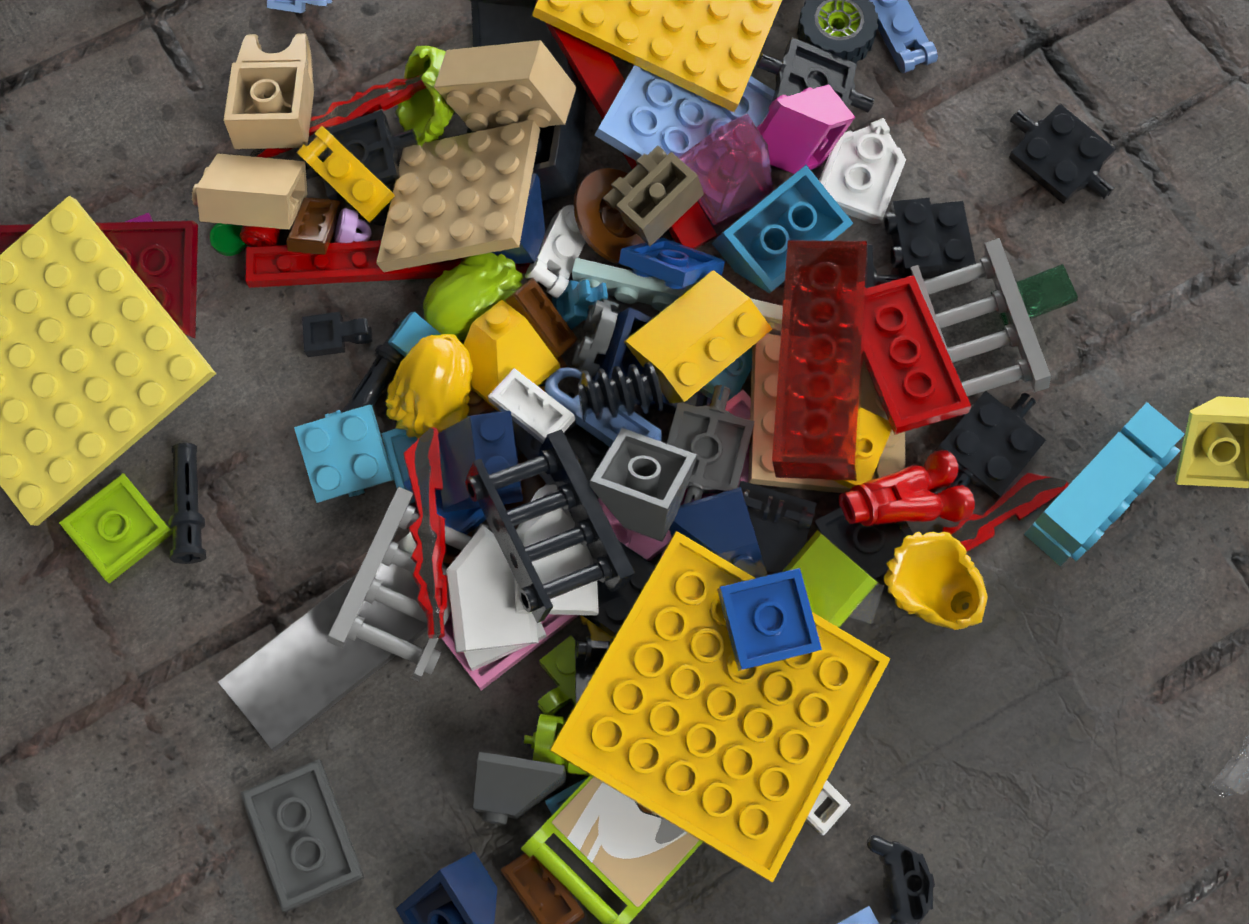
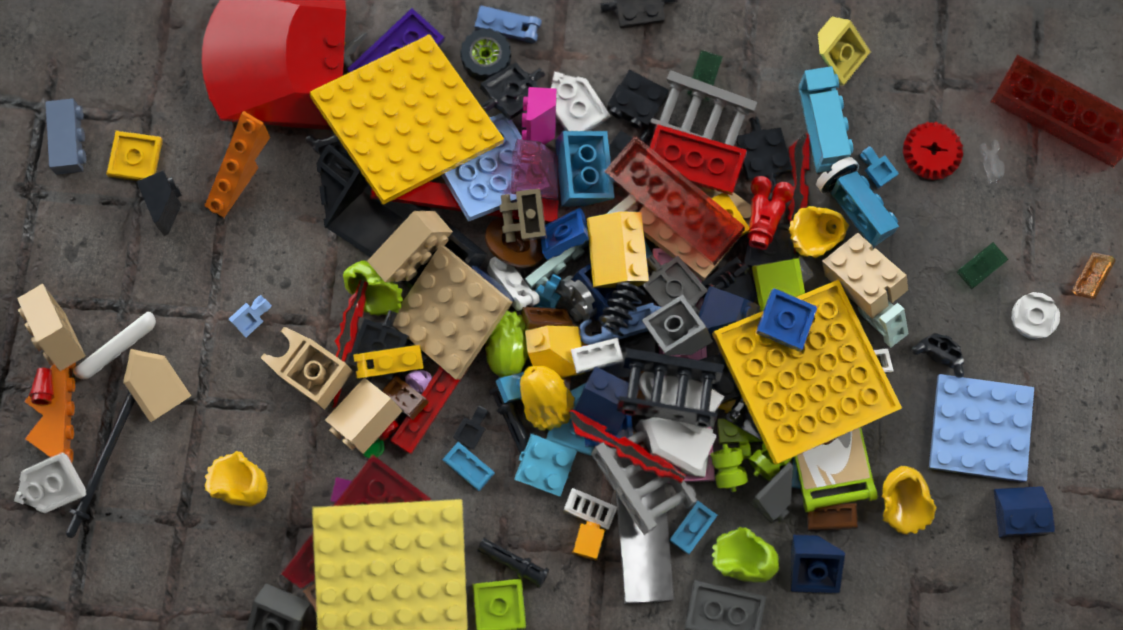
camera: 55 degrees left, 5 degrees up
(70, 111) = (236, 480): none -> yellow piece
(277, 579) = (588, 540): none -> light orange brick
(278, 363) = (468, 466): none -> dark azure plate
(315, 520) = (587, 517): none -> white slope
(392, 706) = (693, 527): none -> dark azure plate
(394, 805) = (745, 556): none -> lime piece
(504, 699) = (730, 473): none -> lime wheel
(888, 769) = (889, 323): none -> light aqua tile
(928, 689) = (865, 275): none -> tan piece
(1026, 628) = (864, 208): none -> dark azure slope
(1040, 557) = (841, 168): none -> tile
(1080, 858) = (982, 265): none -> clear green plate
(1097, 613) = (879, 170): none -> dark azure plate
(1181, 696) = (921, 159): none -> red gear

